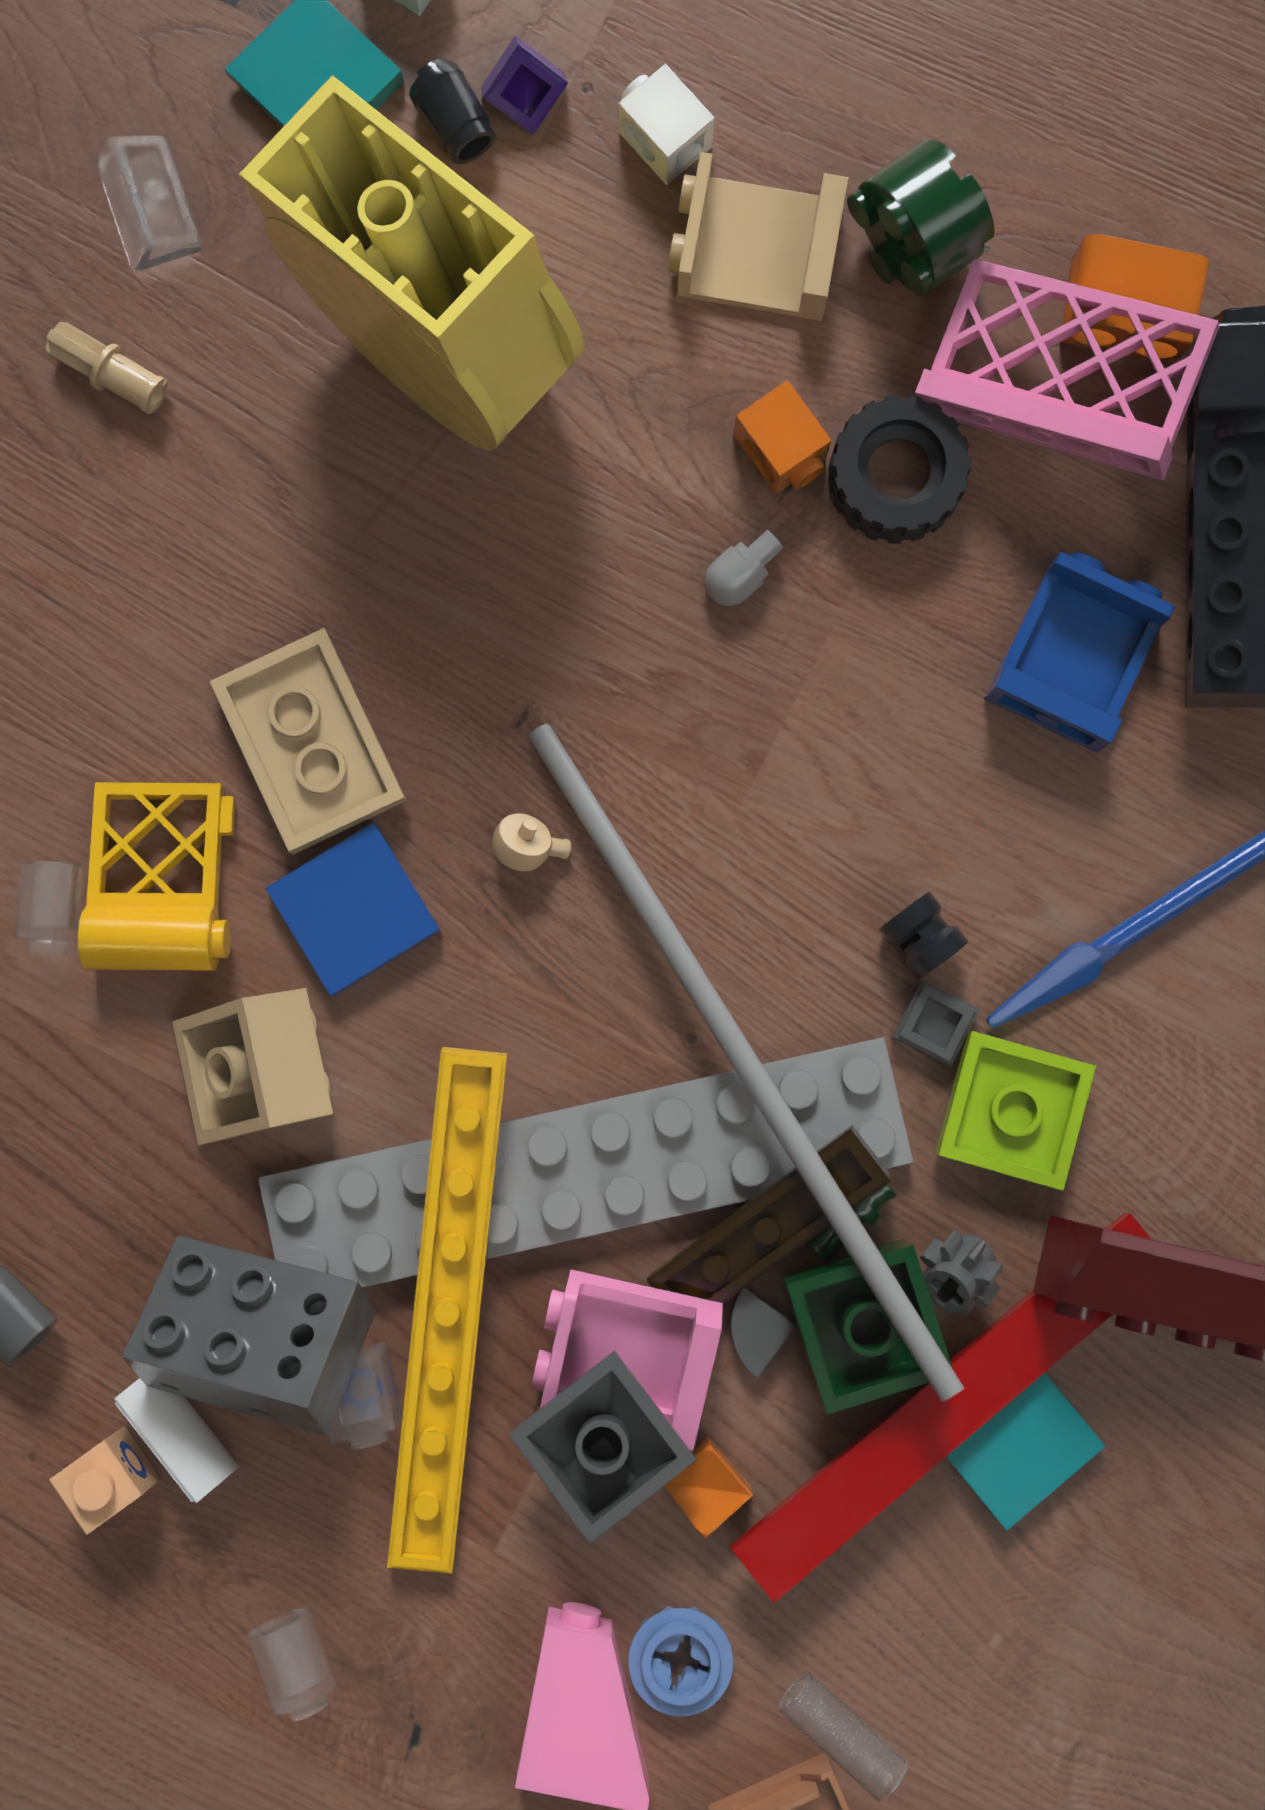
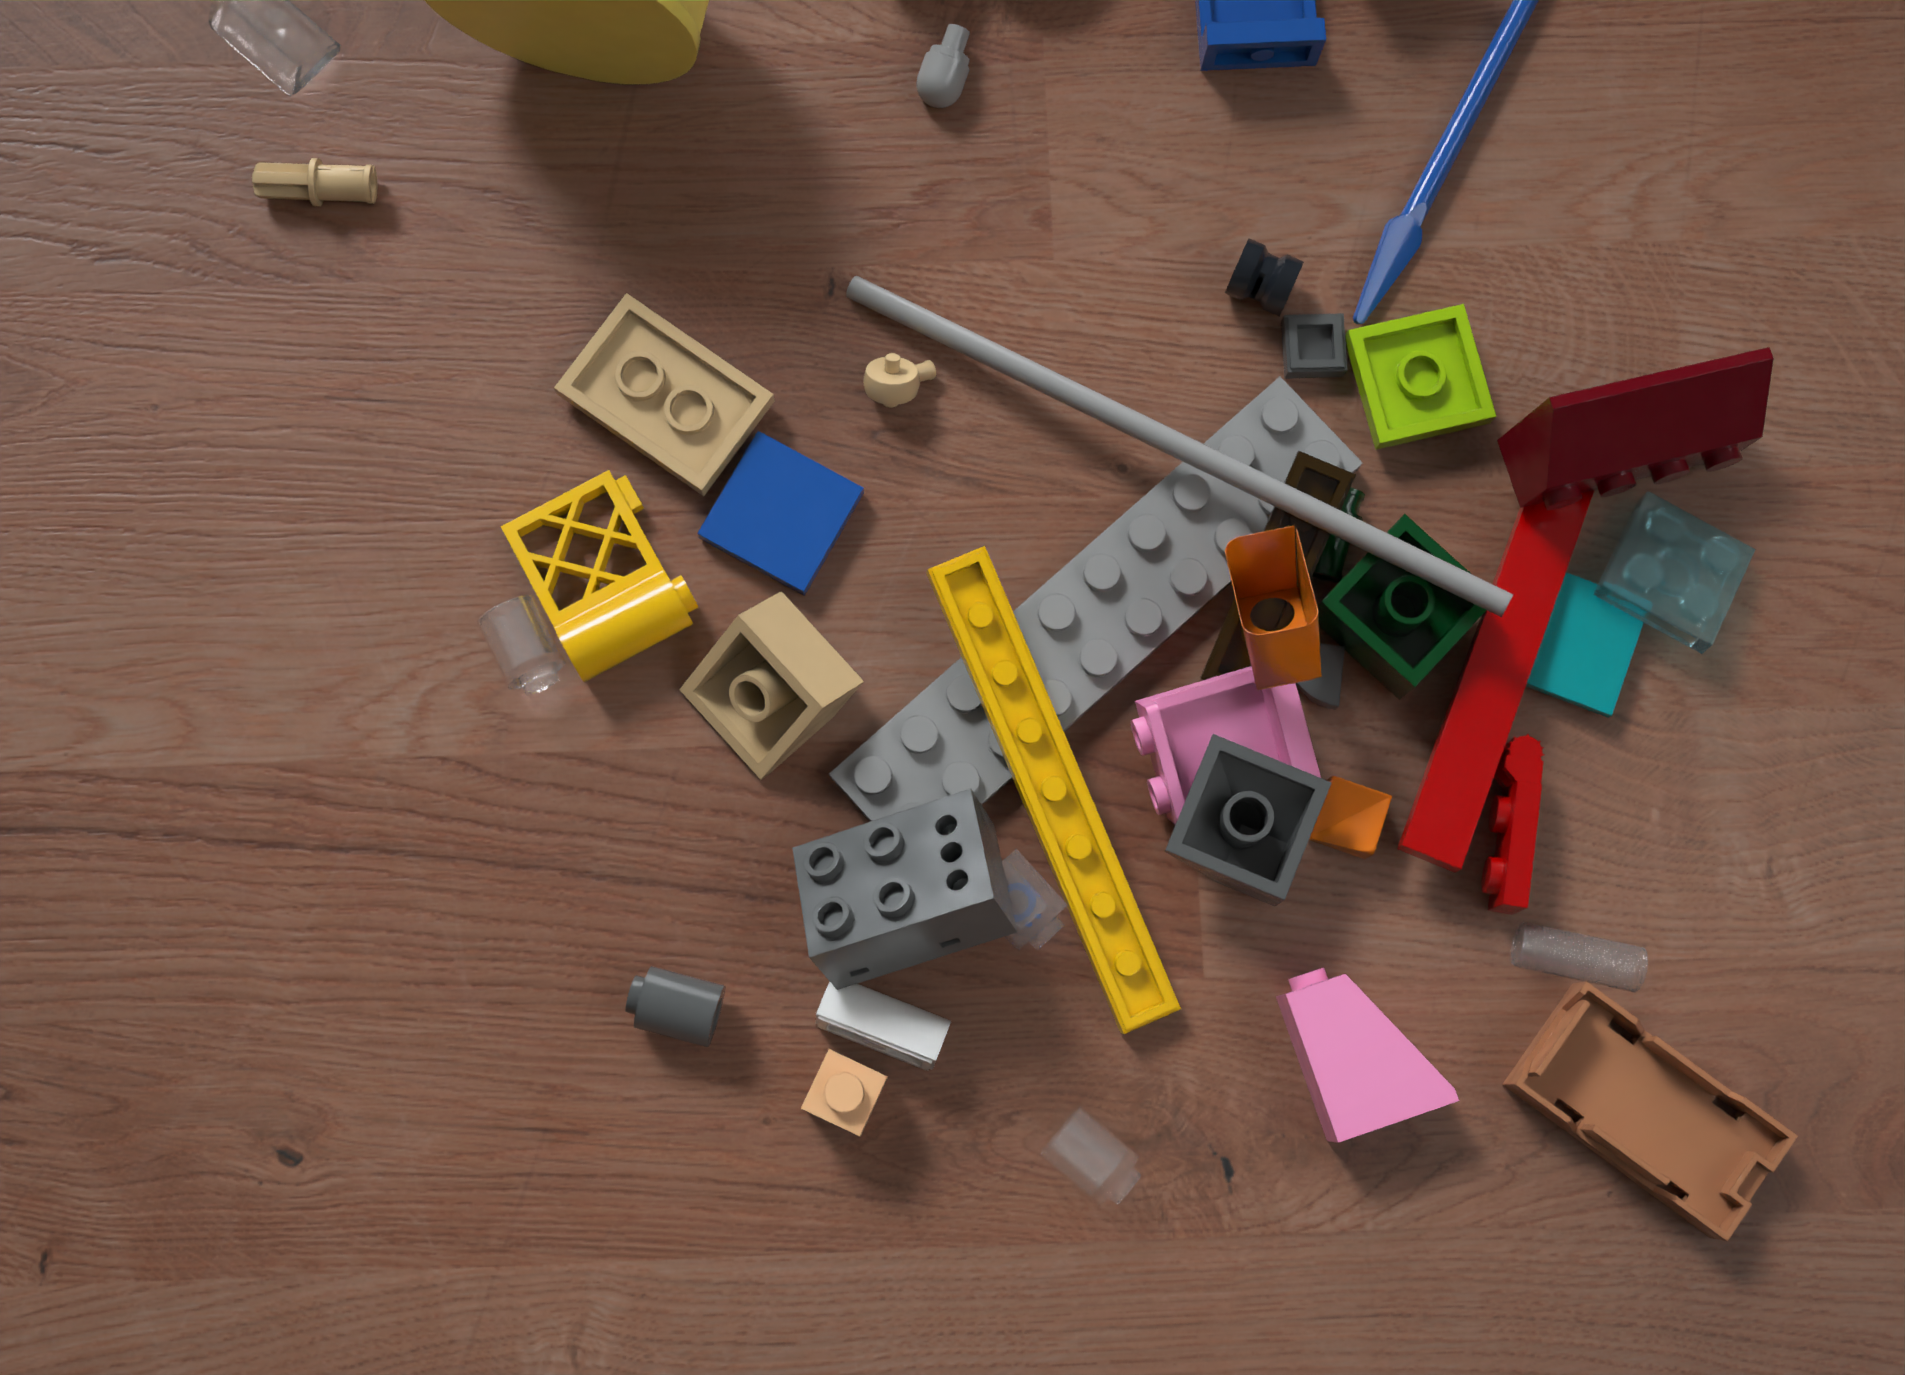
camera: 35 degrees left, 5 degrees down
(697, 1686) = (1424, 946): medium blue gear -> none
(734, 1219) = (1265, 568): none -> orange piece
(857, 1579) = (1516, 822): none -> red hinge
(961, 1273) = (1456, 523): dark grey gear -> none
(1146, 1431) = (1674, 572): none -> clear light blue plate

